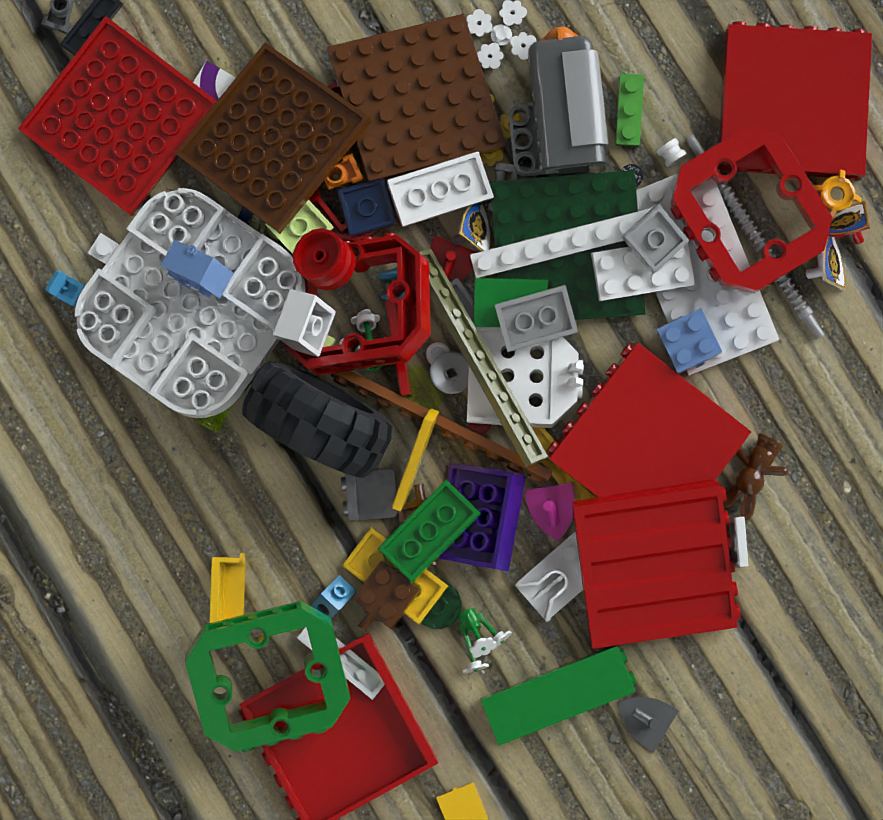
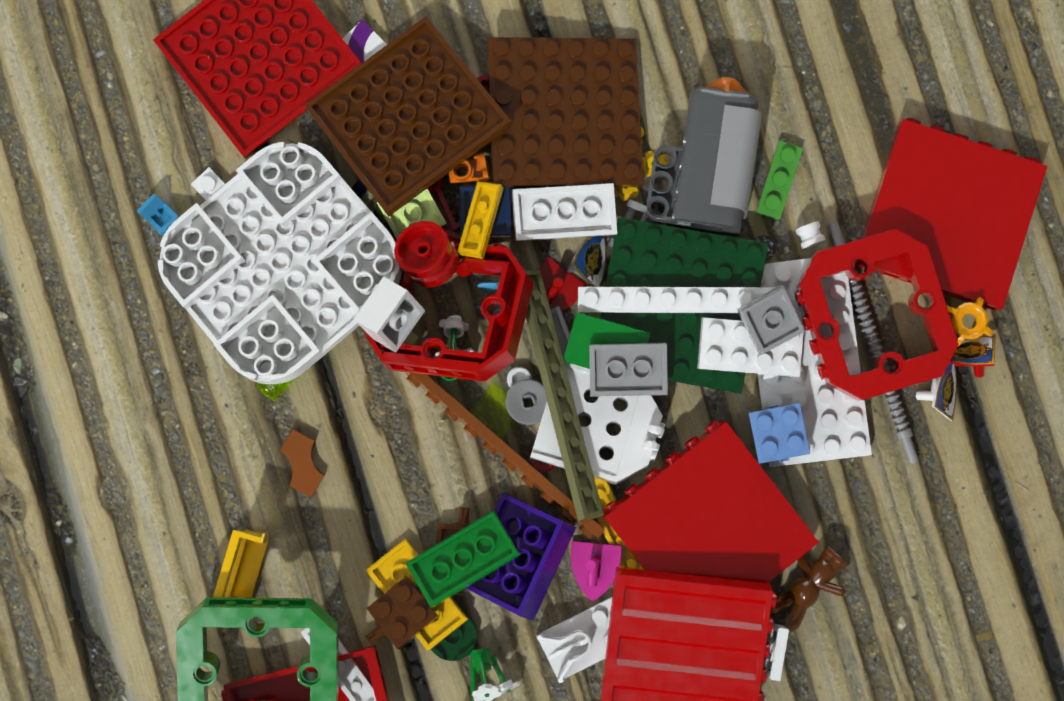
camera: 10 degrees right, 0 degrees up
(196, 270) = (293, 232): medium blue brick -> none
(252, 473) = (305, 475): none -> dark orange tile
(316, 419) = (376, 417): black tyre -> none
(334, 596) = (348, 600): dark azure bracket -> none
(364, 215) = (480, 219): none -> yellow tile
(370, 496) = (412, 505): flat silver bracket -> none
(401, 368) = (478, 387): red tile -> none
(415, 459) = (467, 482): yellow tile -> none
(500, 34) = (667, 69): white plant -> none

